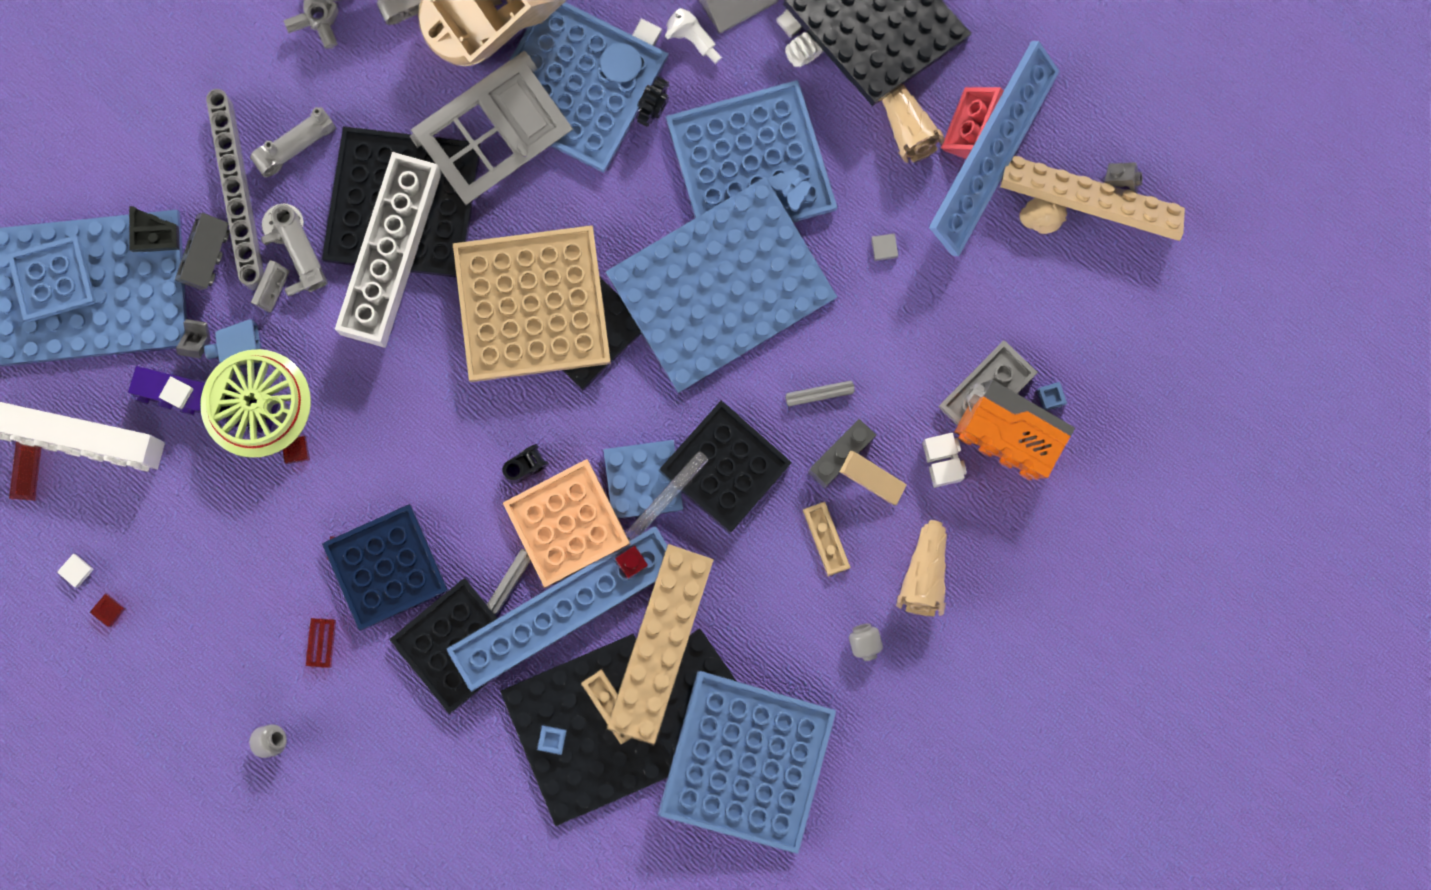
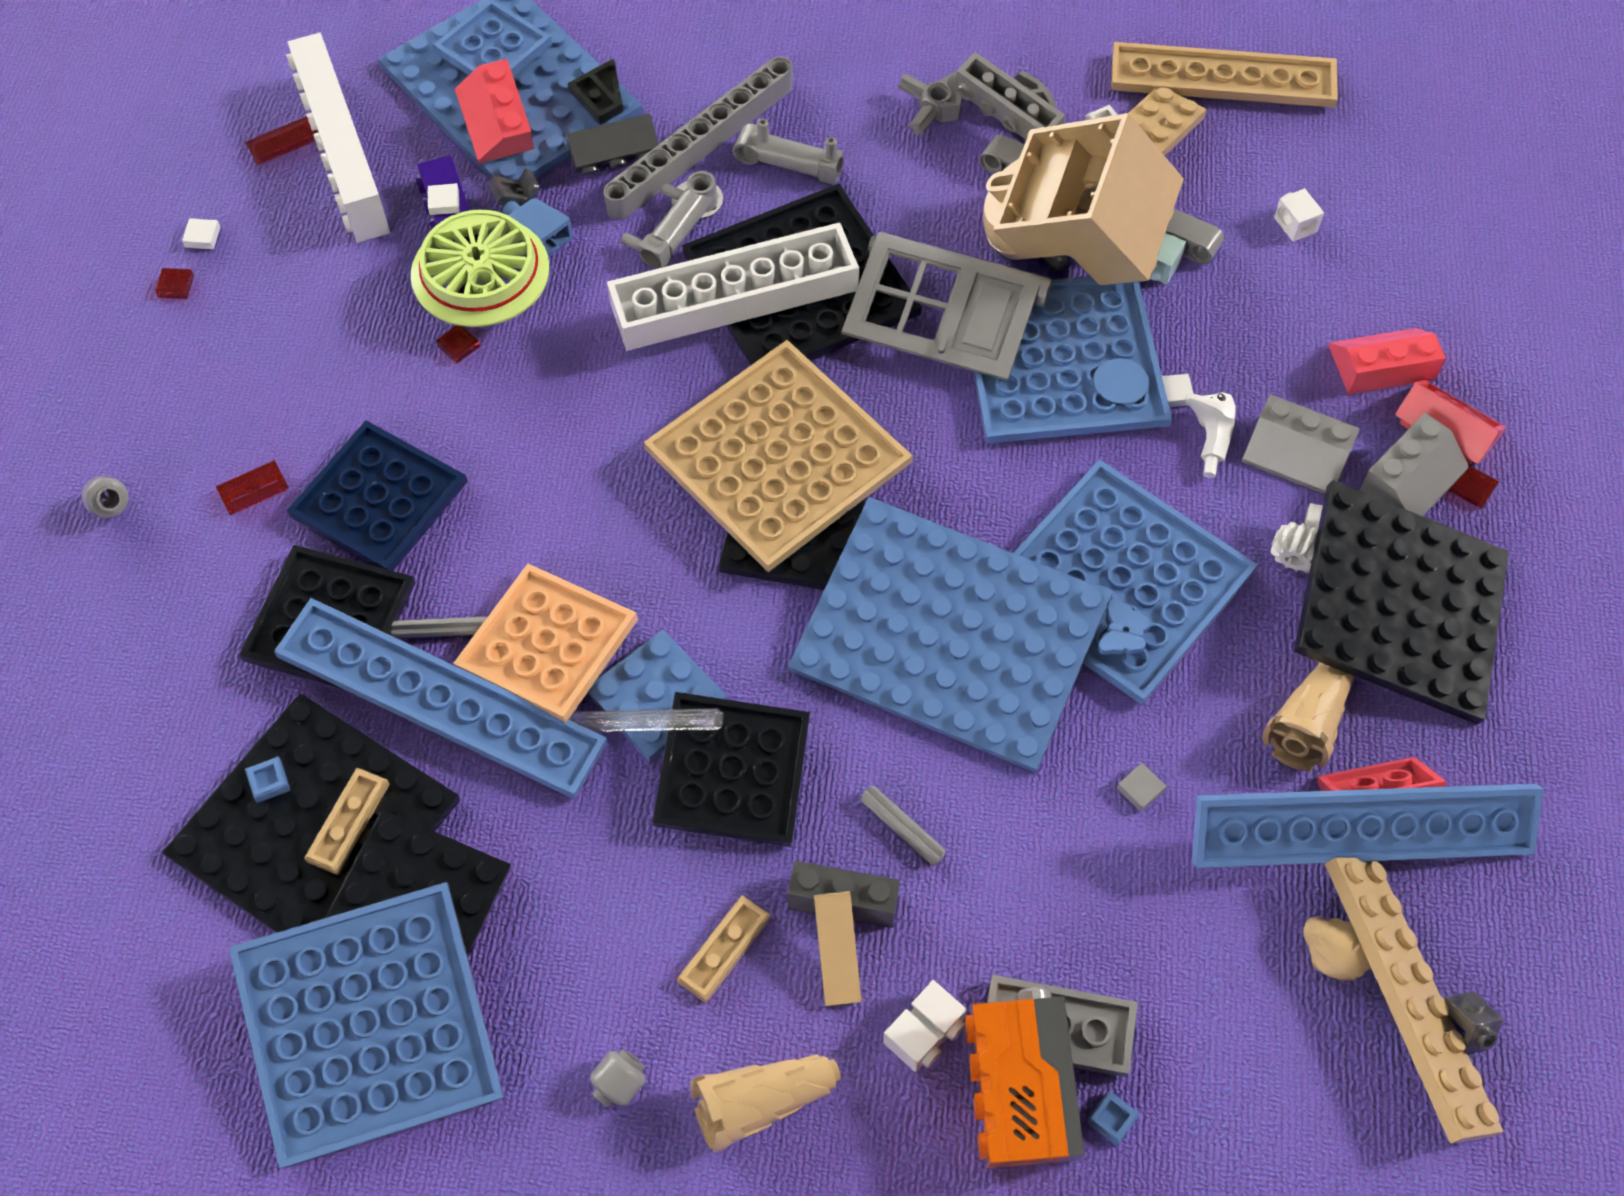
camera: 60 degrees right, 20 degrees down
(122, 315) = (494, 112): none -> coral slope
(270, 286) = (619, 219): light grey plate -> none
(525, 464) = (591, 563): black piece -> none
(631, 562) = (542, 734): dark red plate -> none
(653, 101) = (1102, 431): black gear -> none
(660, 644) = (456, 824): tan plate -> none

